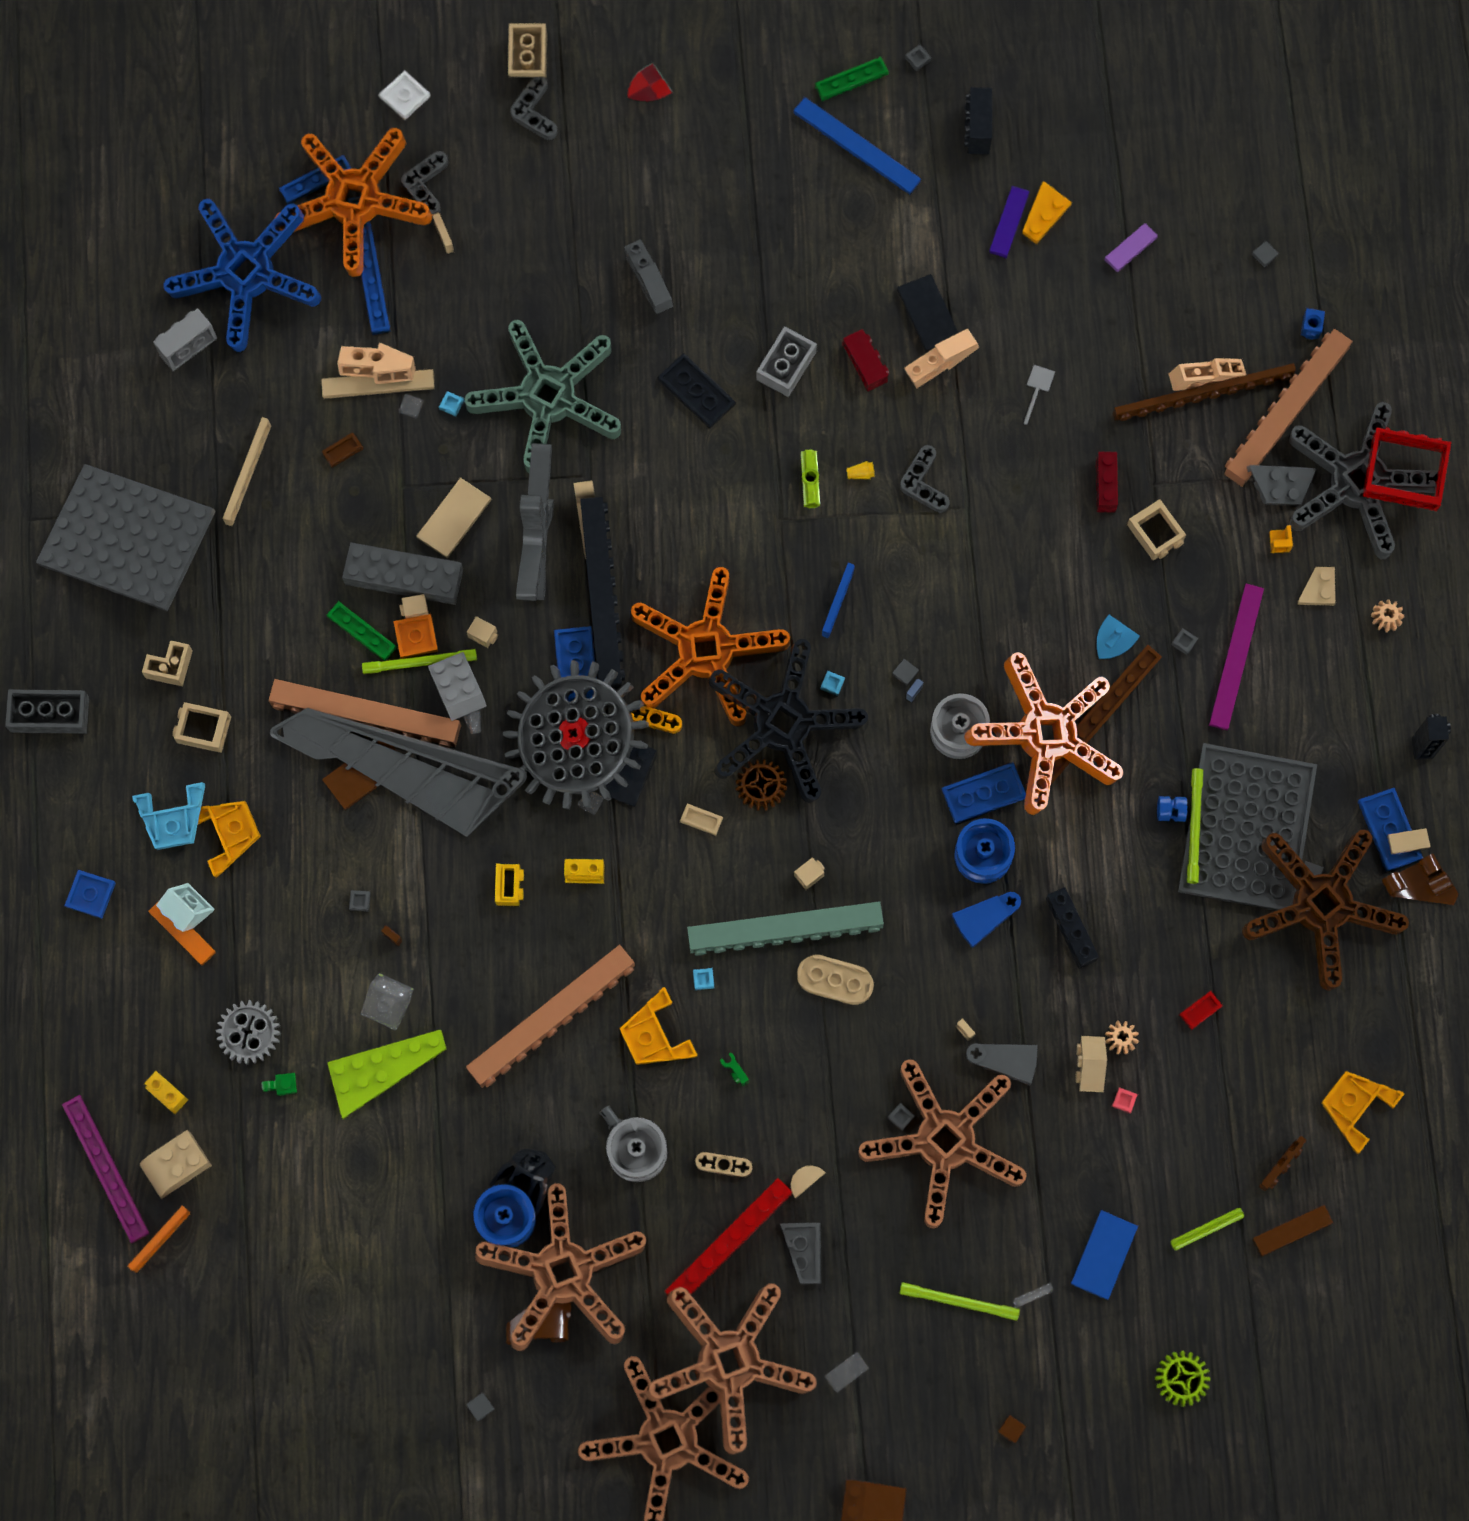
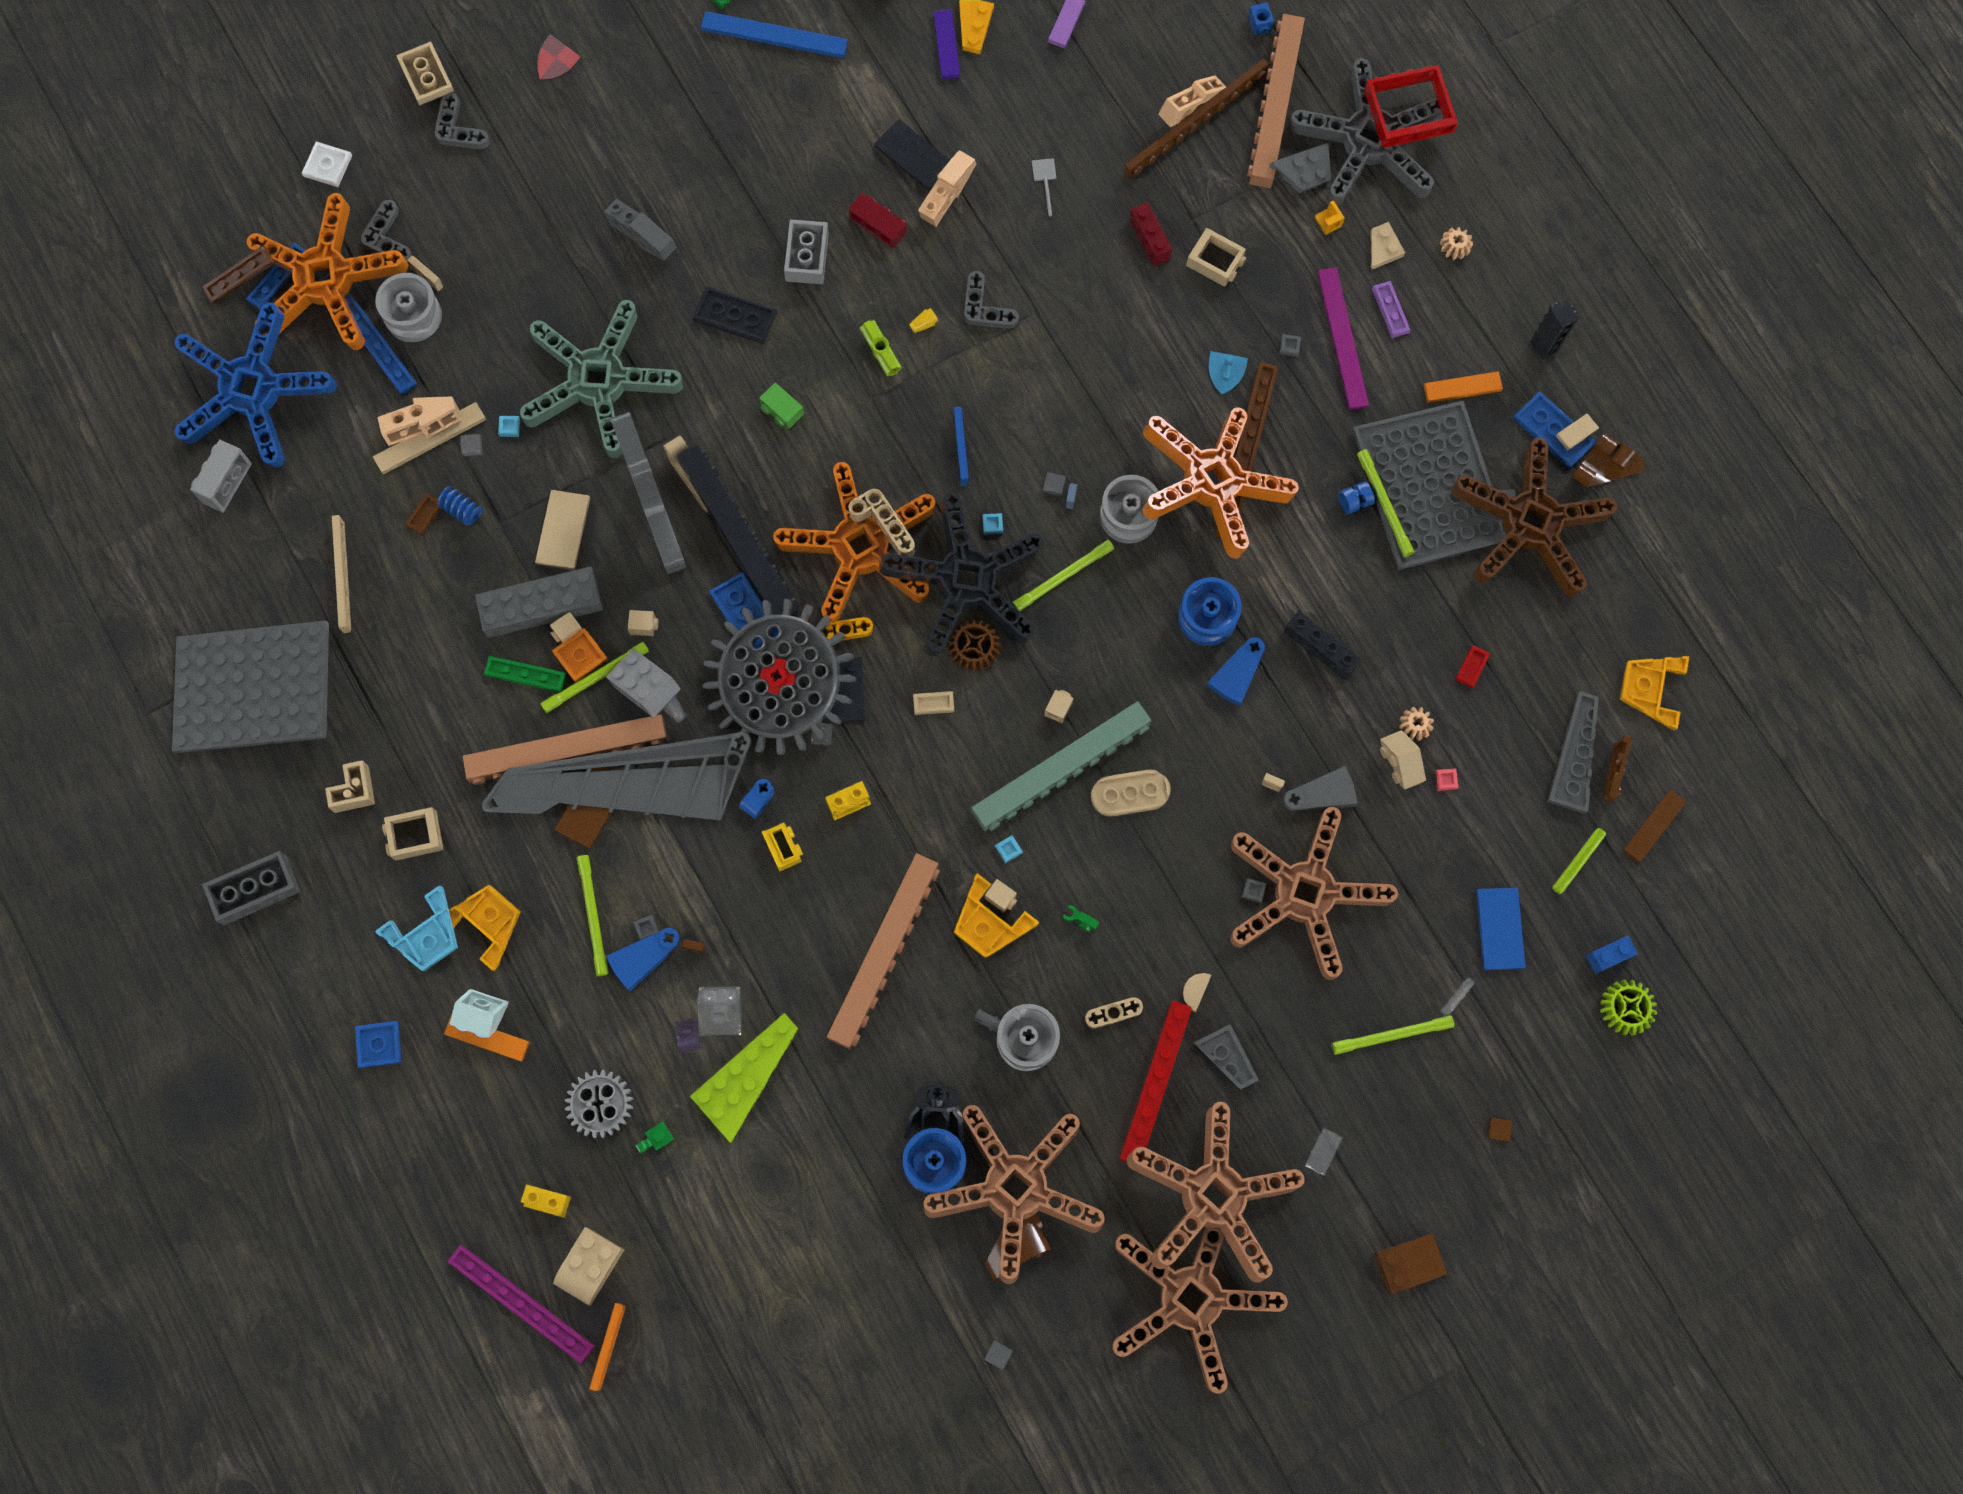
camera: 30 degrees left, 0 degrees up
(282, 164) = (238, 274): none -> reddish brown tile
(308, 907) = (599, 956): none -> lime piece
(343, 924) = (641, 958): none -> blue piece
(350, 1010) = (688, 1035): none -> clear purple slope
(372, 457) = (462, 510): none -> blue piece
(413, 259) = (408, 307): none -> light grey piece
(506, 834) = (755, 800): none -> blue piece
(675, 1017) = (1001, 896): none -> tan brick
(696, 492) = (781, 406): none -> bright green brick
(735, 642) = (886, 525): none -> tan beam
(912, 752) = (1097, 553): none -> lime piece
(984, 793) = (1180, 561): blue tile -> none
(1191, 1325) = (1611, 954): none -> blue brick
(1244, 1146) = (1573, 772): none -> dark grey wing
(1295, 649) = (1391, 309): none -> medium lavender tile
(1325, 752) = (1463, 387): none -> orange tile

